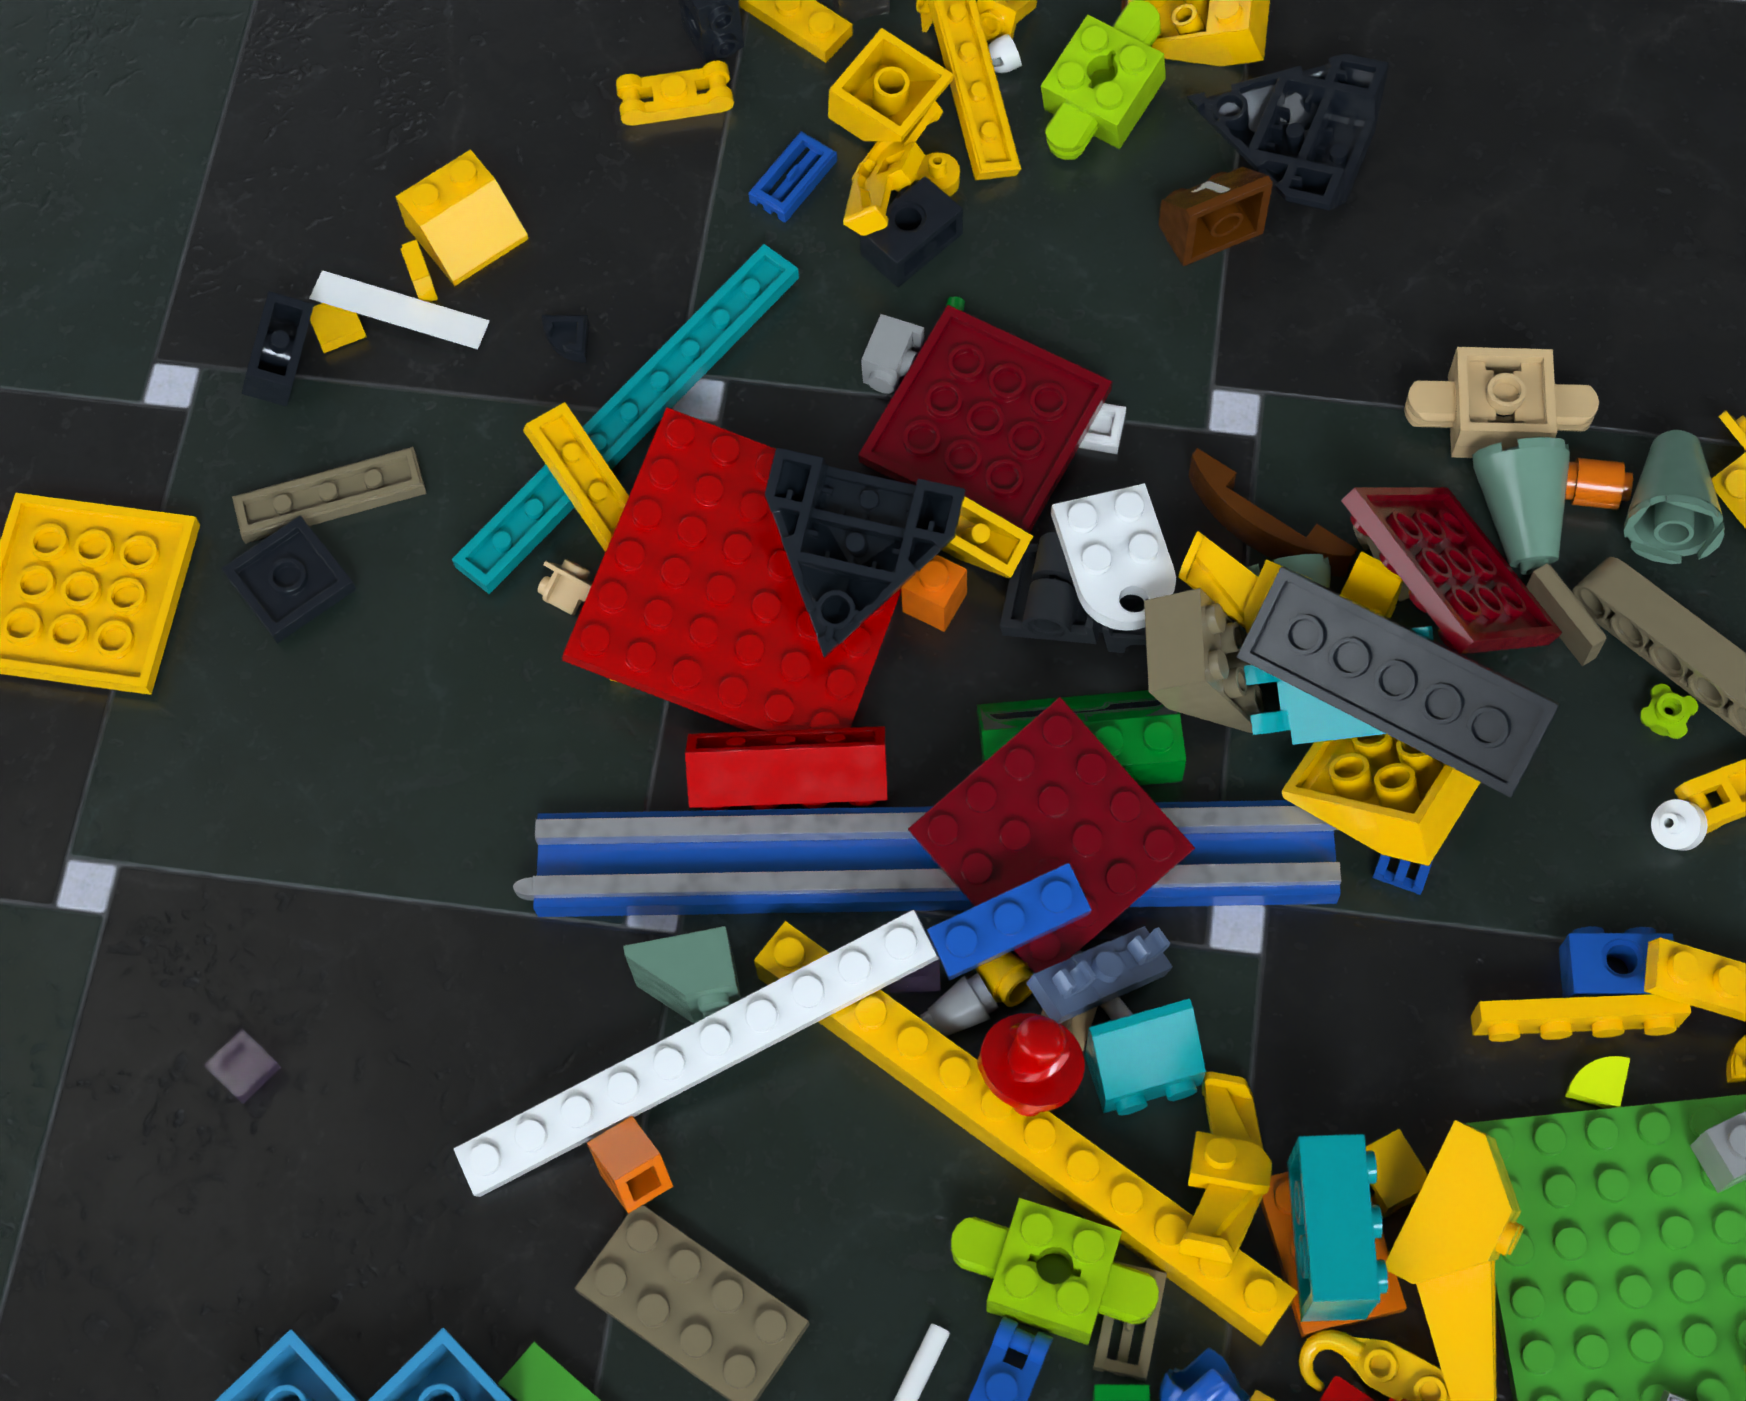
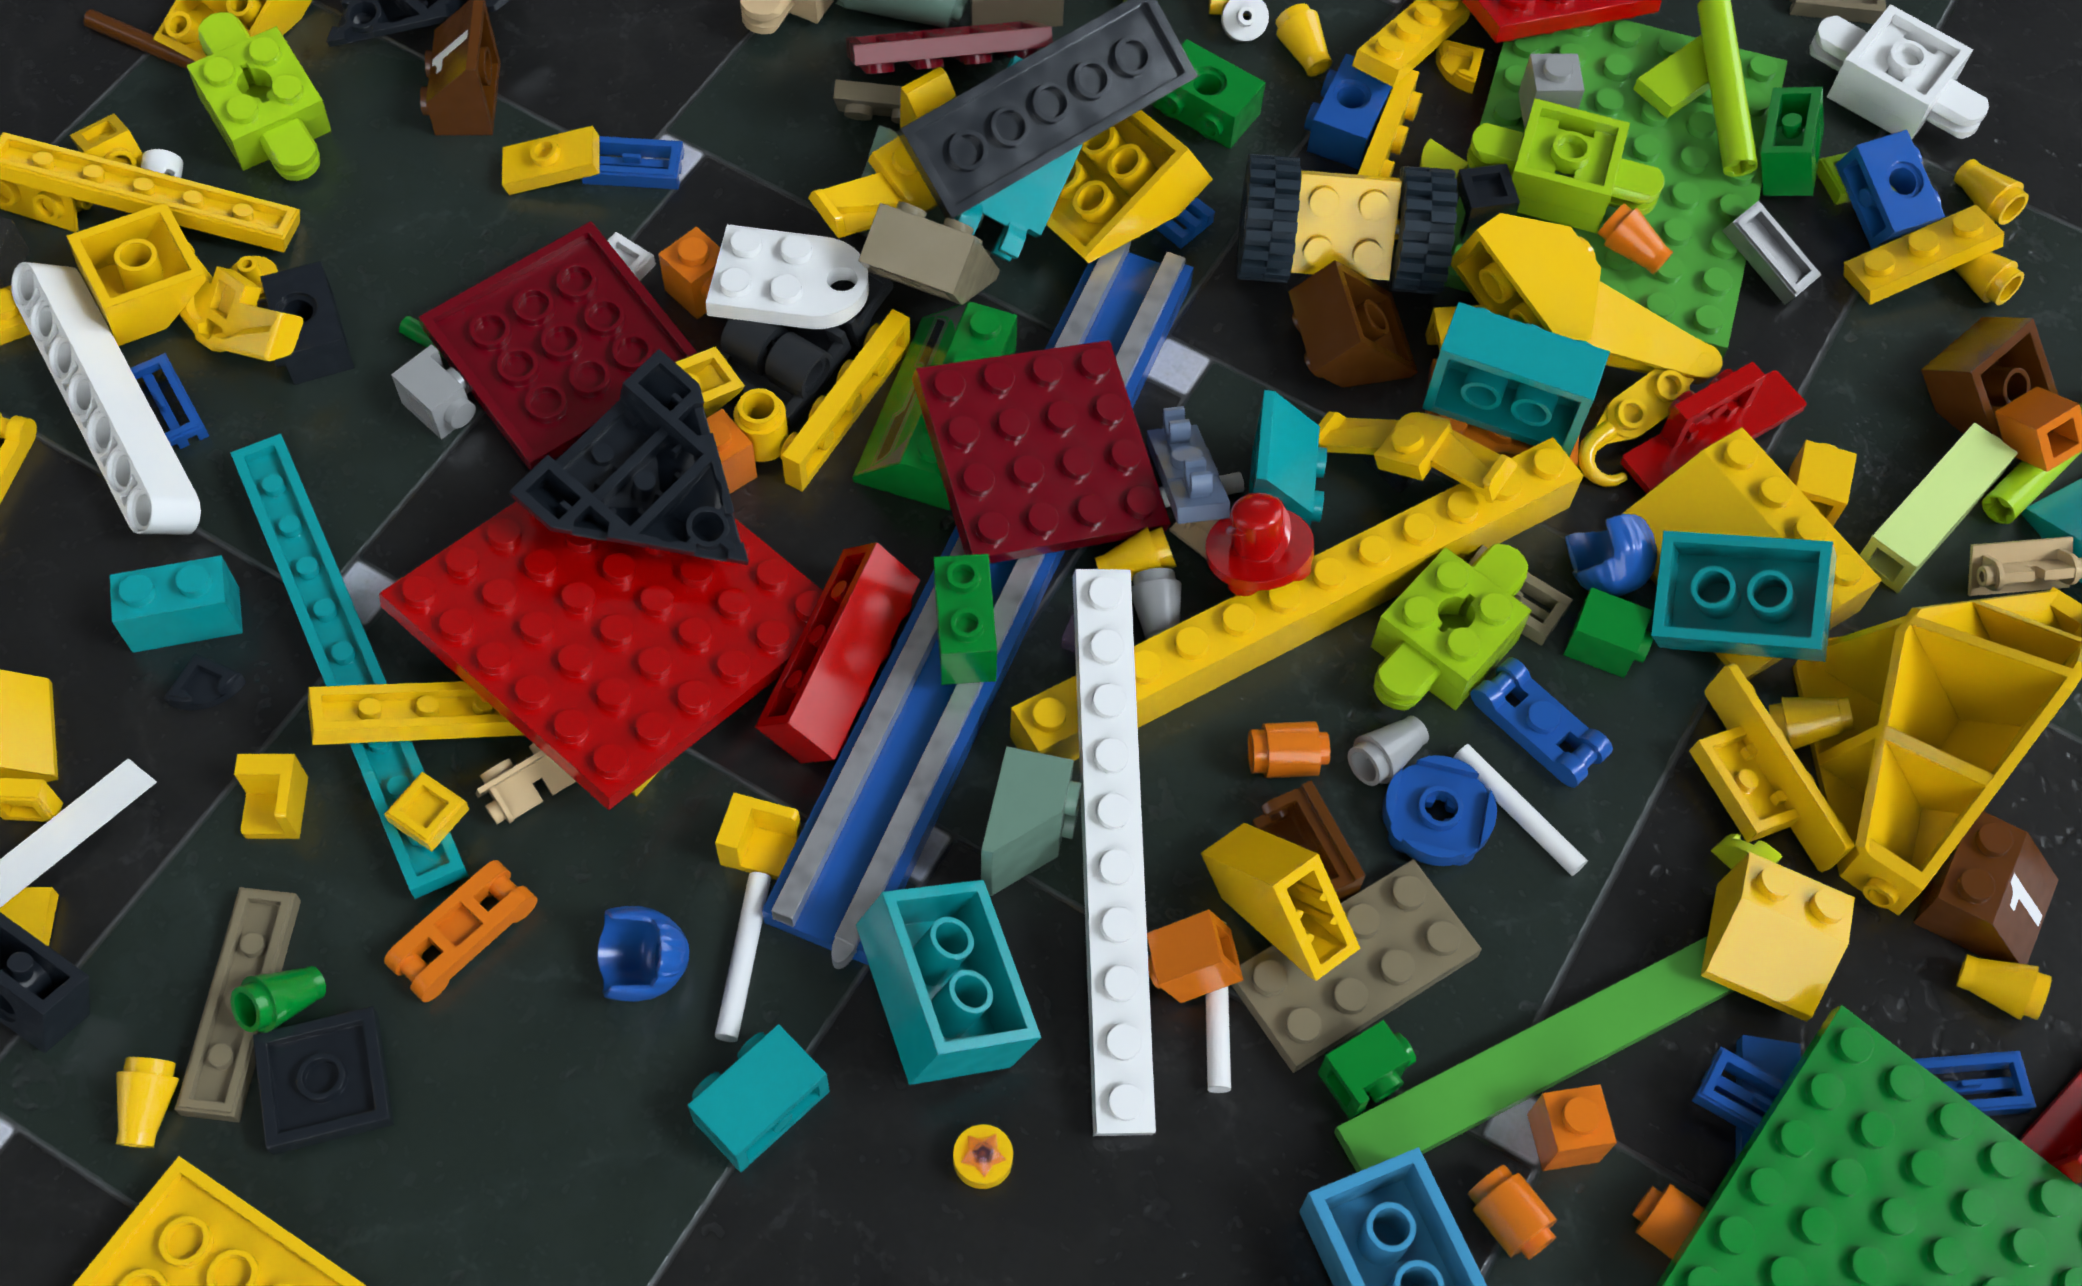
camera: 75 degrees left, 5 degrees down
(232, 472) = (142, 1099): none -> yellow cone
(331, 514) = (273, 998): none -> green cone
(386, 881) = (758, 1096): none -> teal brick
(407, 1071) = (983, 1156): none -> yellow tile
(441, 610) = (459, 929): none -> orange plate
(464, 745) = (640, 953): none -> blue hair
(493, 432) = (274, 795): none -> yellow panel
(501, 820) = (742, 957): none -> white bar
(516, 537) = (426, 811): none -> yellow tile
(523, 975) = (947, 981): none -> teal brick
(589, 1212) = (1218, 1041): none -> white bar
(593, 1348) = (1366, 1068): none -> green brick
(602, 779) = (757, 835): none -> yellow panel
(616, 280) = (175, 604): none -> teal brick
(705, 1213) = (1283, 896): none -> yellow slope
(763, 139) = (105, 400): none -> white beam
(778, 1227) = (1306, 821): none -> reddish brown hinge
(847, 846) = (965, 619): none -> green brick
(848, 1353) = (1435, 841): none -> blue plate
(865, 1171) = (1288, 749): none -> orange brick
(907, 1260) = (1386, 750): none -> light grey cone
(977, 609) = (763, 421): none -> yellow brick
(1009, 921) = (1119, 498): blue brick -> none
(1044, 664) = (854, 388): none -> yellow plate
(1109, 473) = (689, 269): none -> orange brick
(1169, 321) = (550, 160): none -> yellow plate
(1223, 415) = (635, 171): none -> blue tile
(1258, 528) = (786, 190): reddish brown slope -> none
(1349, 1065) = (1350, 328): none -> reddish brown slope
(1445, 1007) = (1368, 223): none -> plate
(1547, 1131) = (1484, 195): none -> black panel
(1573, 803) = (1218, 101): none -> green brick
(1593, 1298) = (1635, 239): none -> orange cone
(1637, 1196) = (1576, 145): none -> lime brick
(1688, 890) = (1303, 36): none -> yellow cone

